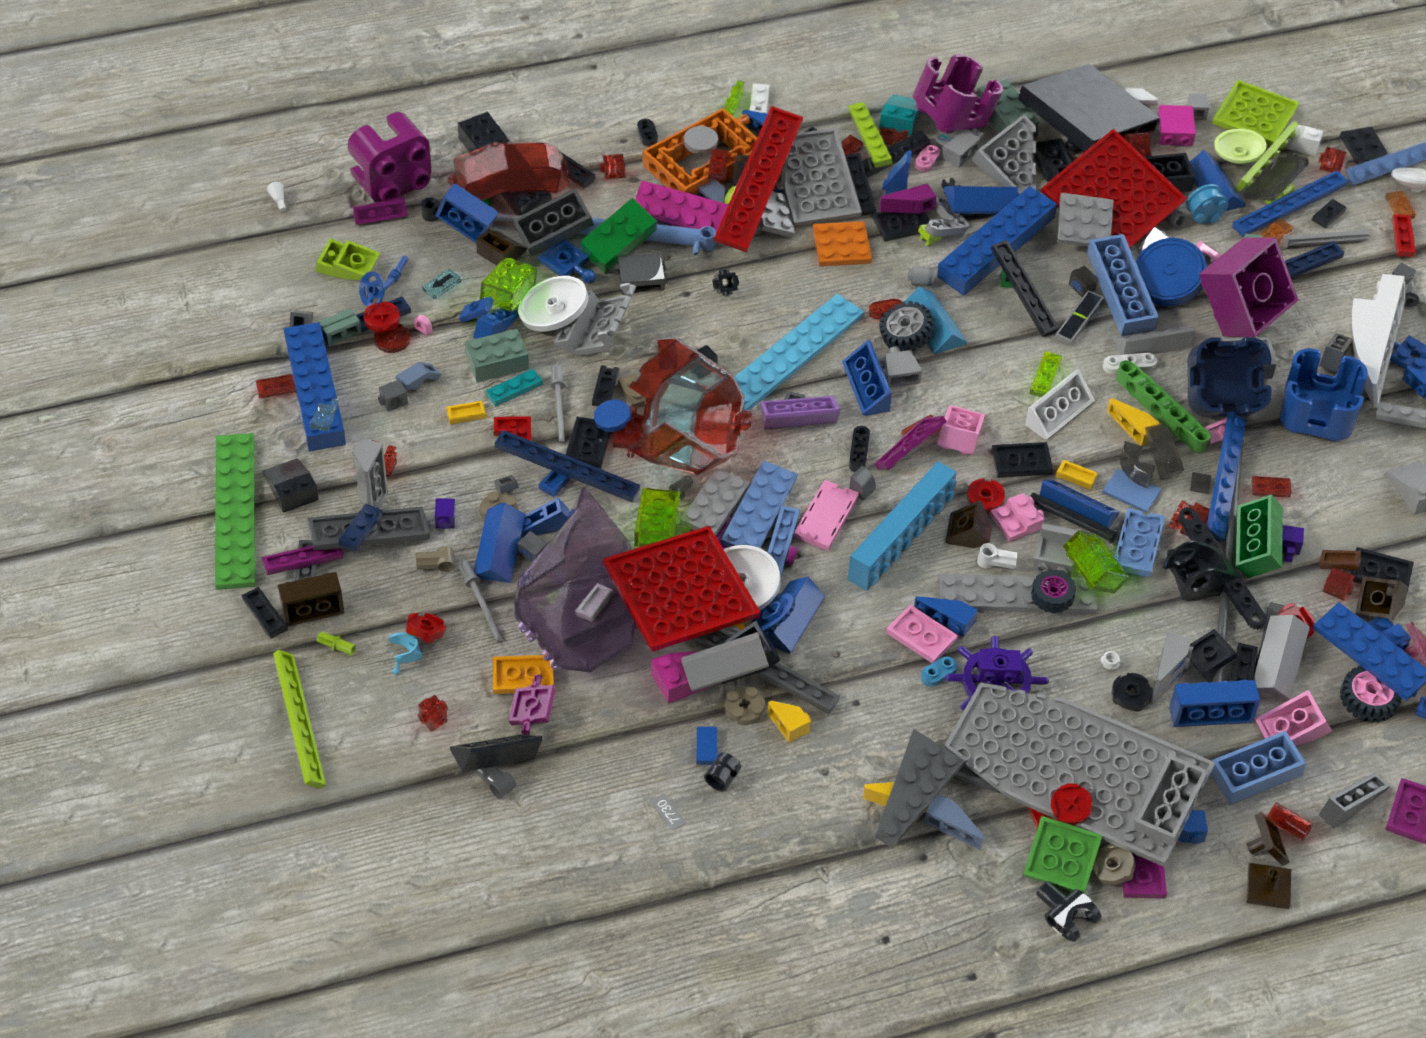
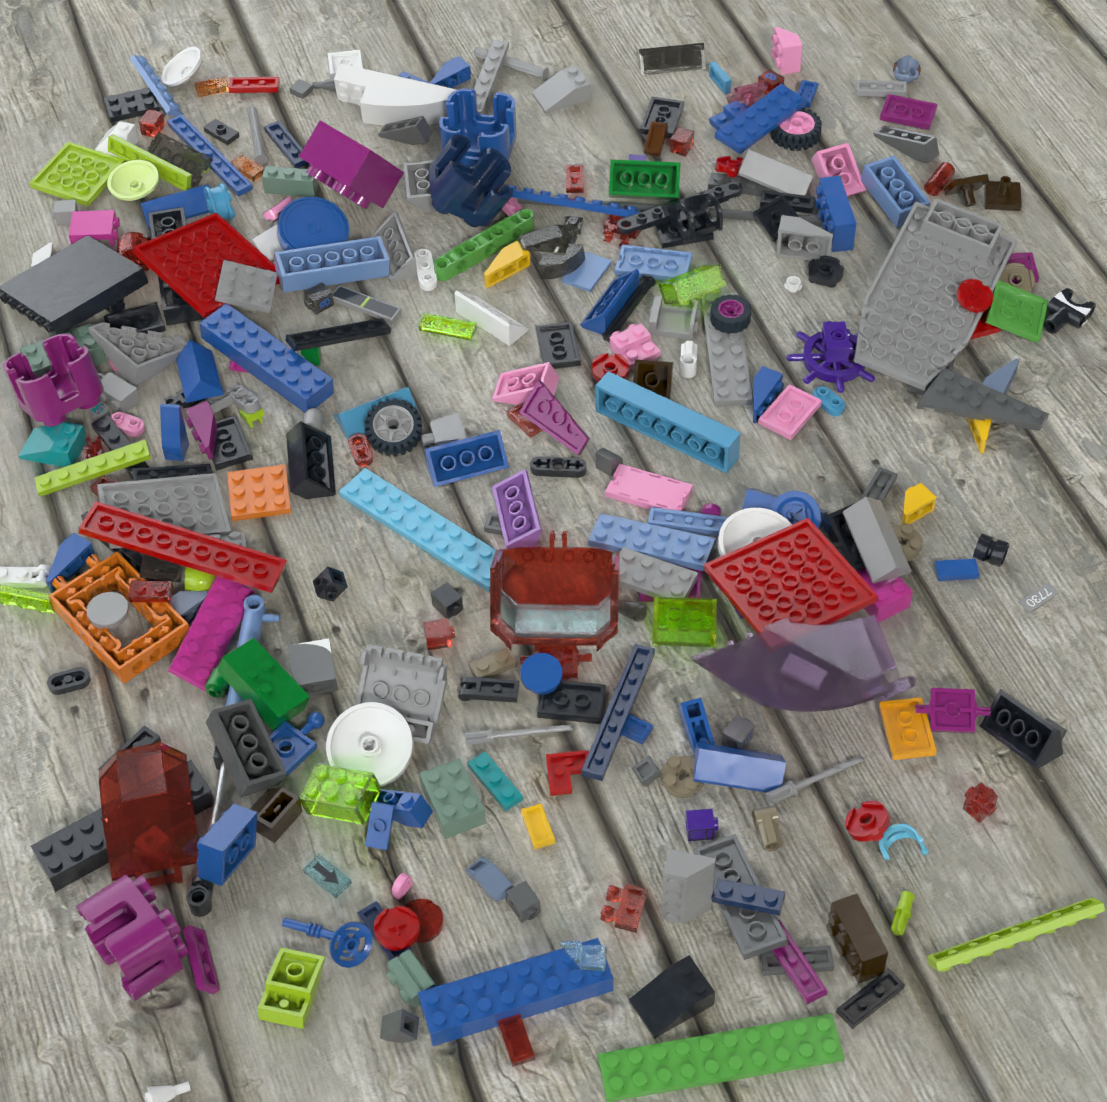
camera: 90 degrees left, 0 degrees up
(613, 166) = (129, 709): clear red brick -> none
(871, 274) = (310, 462): none -> black slope
(1077, 474) = (572, 307): yellow tile -> none
(1381, 598) = (699, 113): dark brown slope -> none

